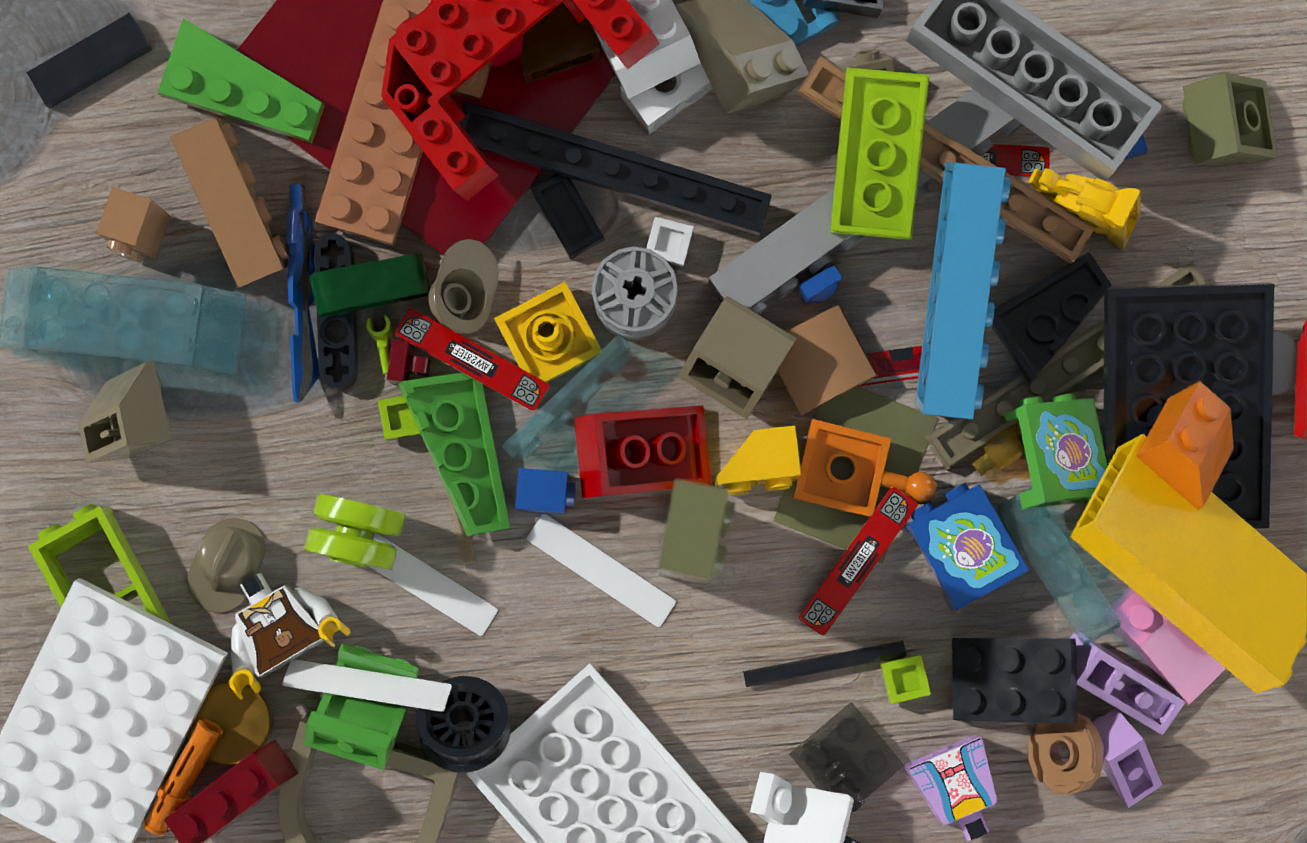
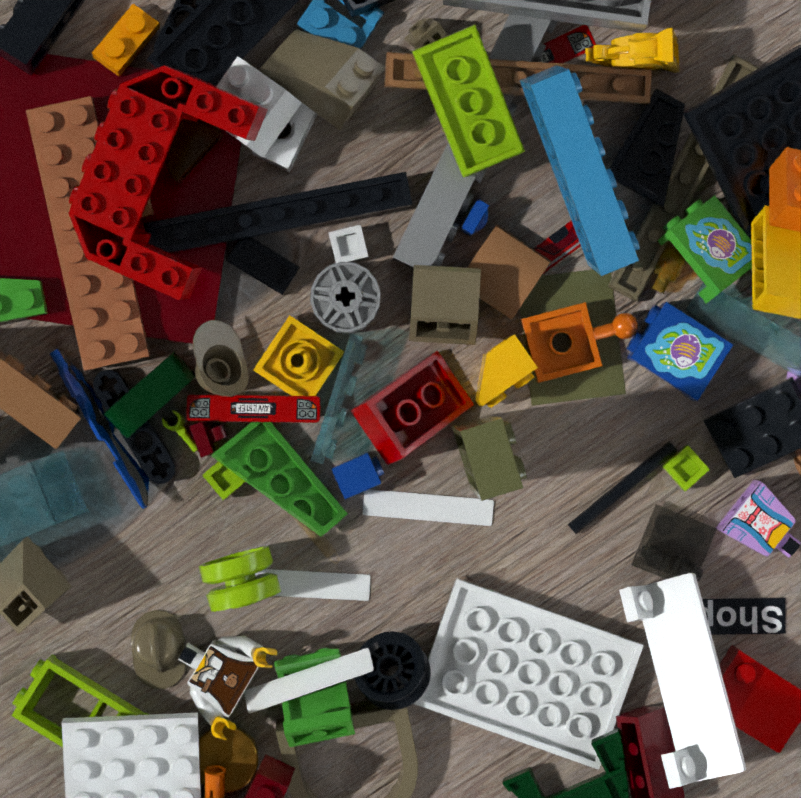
camera: 30 degrees left, 5 degrees up
(858, 561) = (608, 402): sticker -> none

